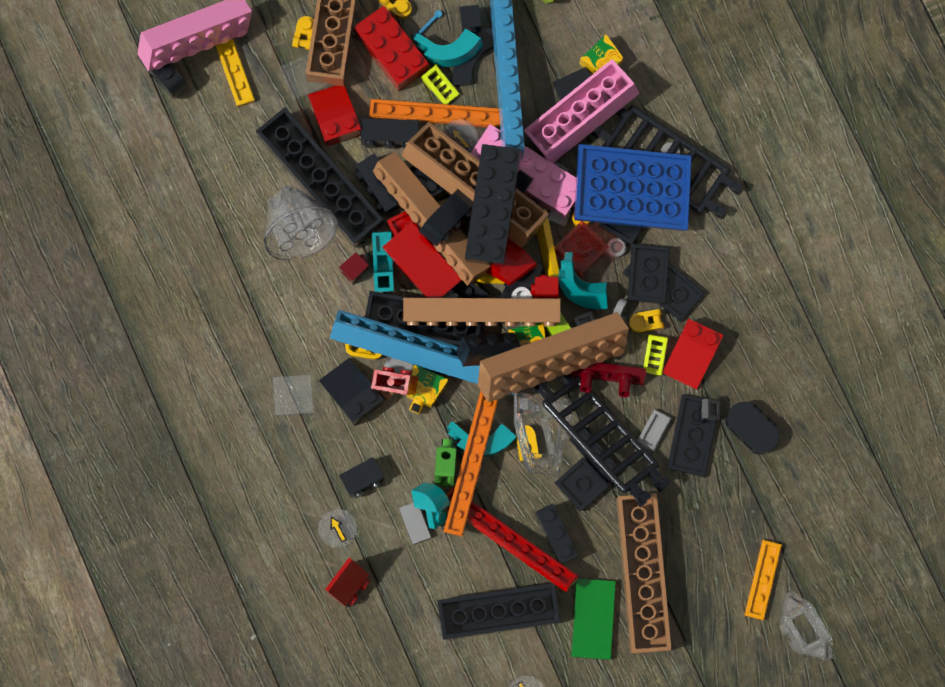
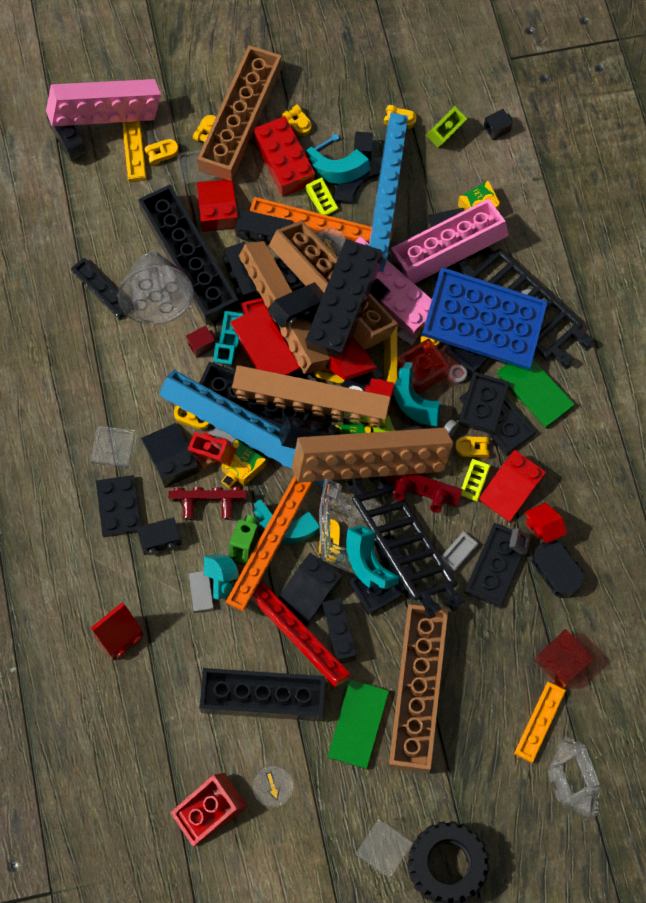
camera: 15 degrees right, 10 degrees down
(236, 229) = (98, 286): none -> black tile
(270, 65) = (167, 148): none -> yellow plate
(314, 454) = (118, 505): none -> black plate
(337, 528) = (123, 581): clear tile -> none
(417, 425) = (227, 498): none -> dark red plate
(518, 499) = (309, 587): none -> black slope
(567, 464) = (363, 559): none -> teal arch
(698, 251) = (536, 392): none -> green tile
(732, 386) = (545, 523): none -> red brick
(774, 516) = (563, 659): none -> clear red brick

